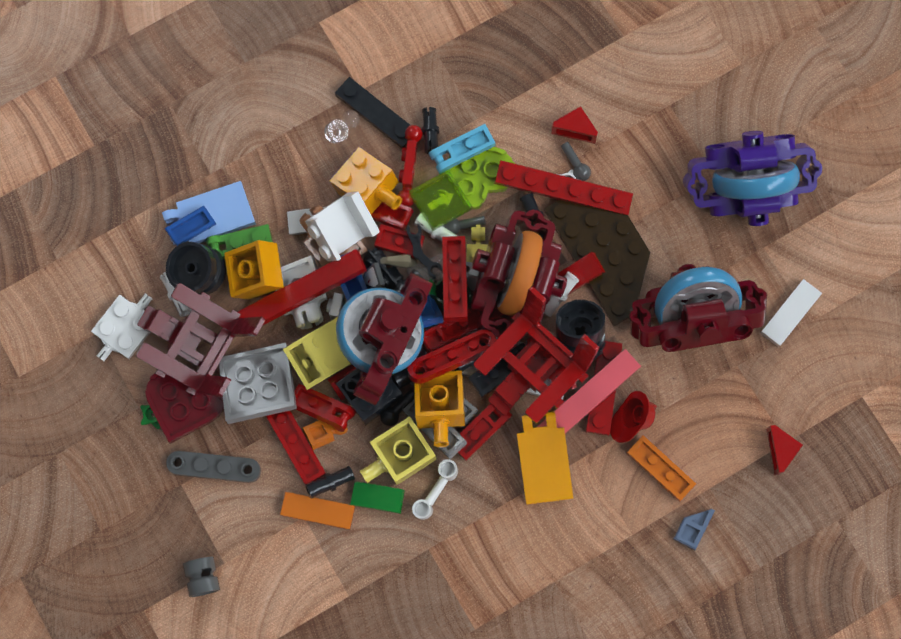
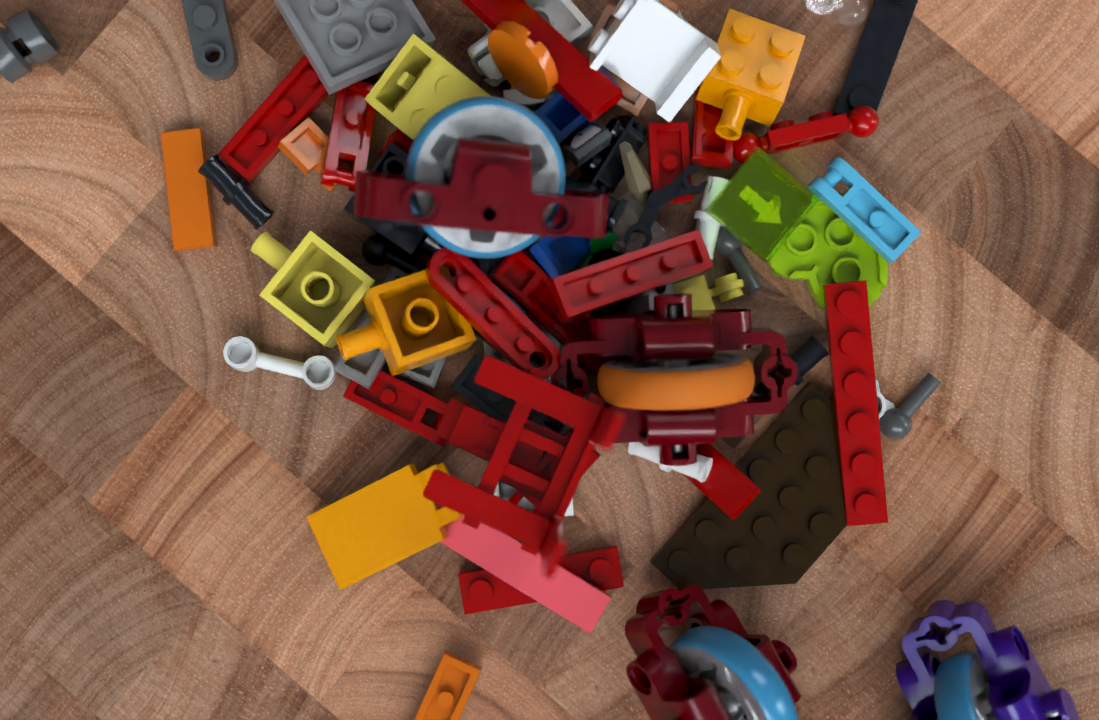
camera: 65 degrees right, 10 degrees up
(320, 295) = (521, 61): none -> orange tile
(377, 497) = (238, 276): green slope -> none
(430, 129) = (881, 146): black pin -> none
(575, 126) = (972, 387): red slope -> none
(580, 318) = (617, 514): black wheel -> none
(634, 415) = (503, 644): red piece -> none

